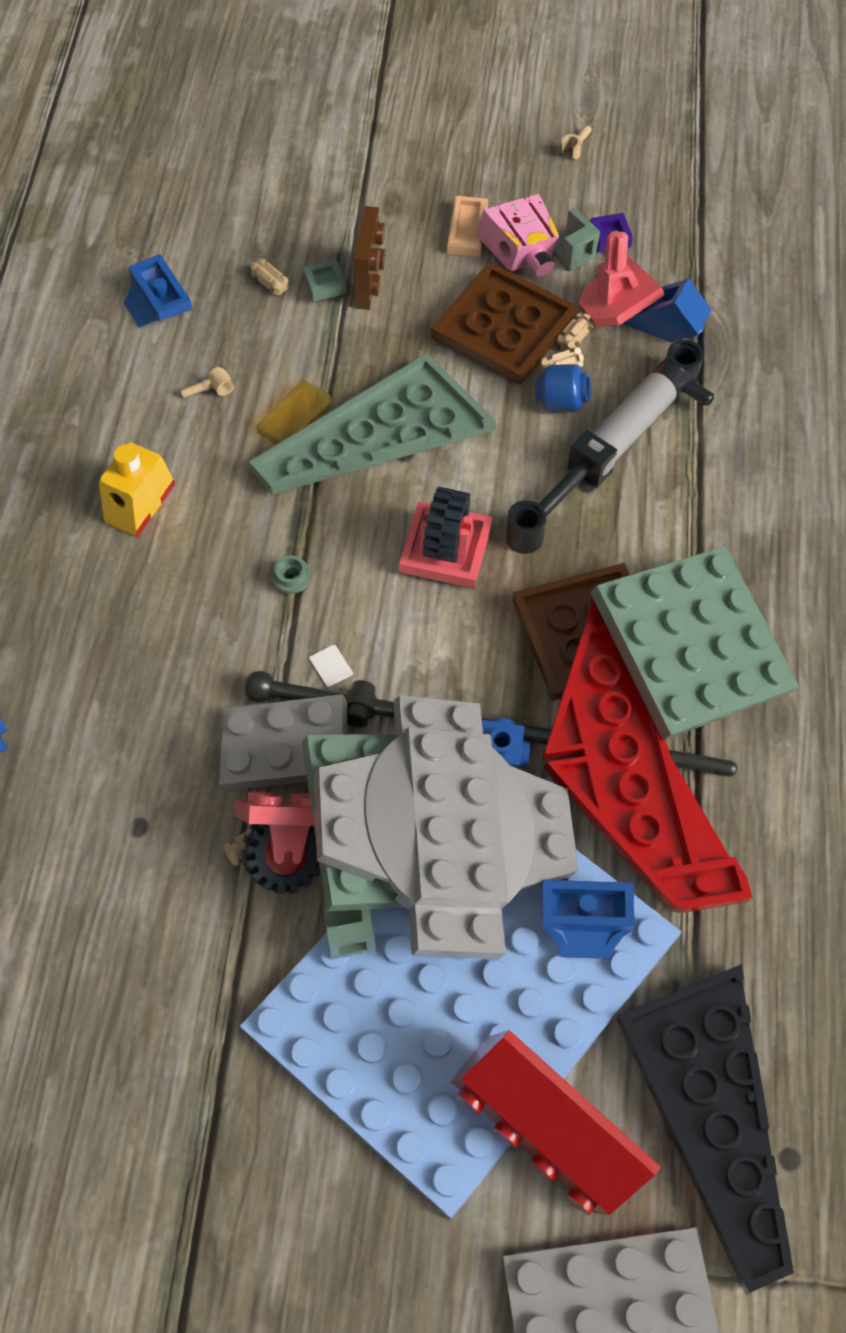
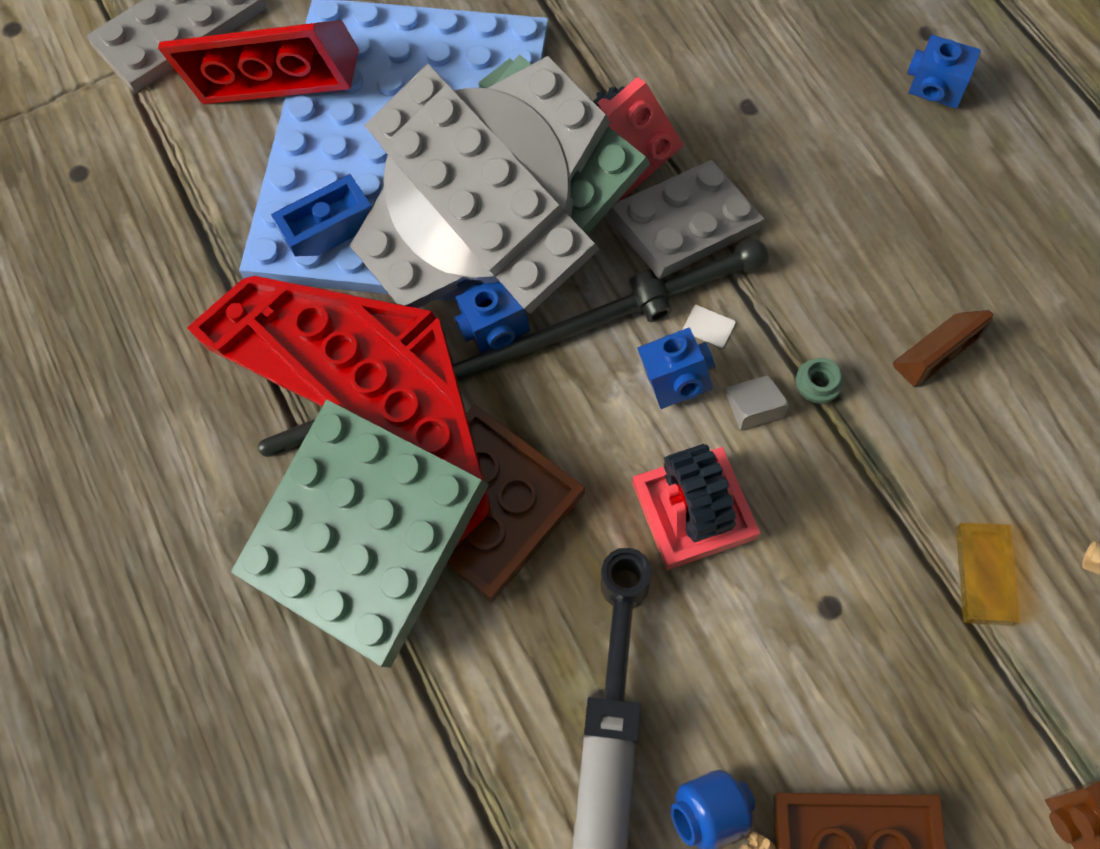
camera: 150 degrees right, 5 degrees up
(134, 488) = (1050, 359): yellow torso -> none
(187, 545) = (942, 346): none -> reddish brown slope
(346, 586) = (756, 402): none -> light grey slope
(391, 420) = (875, 632): sand green wing -> none
(393, 613) = (677, 367): none -> blue brick
(711, 1096) = (163, 173): black wing -> none

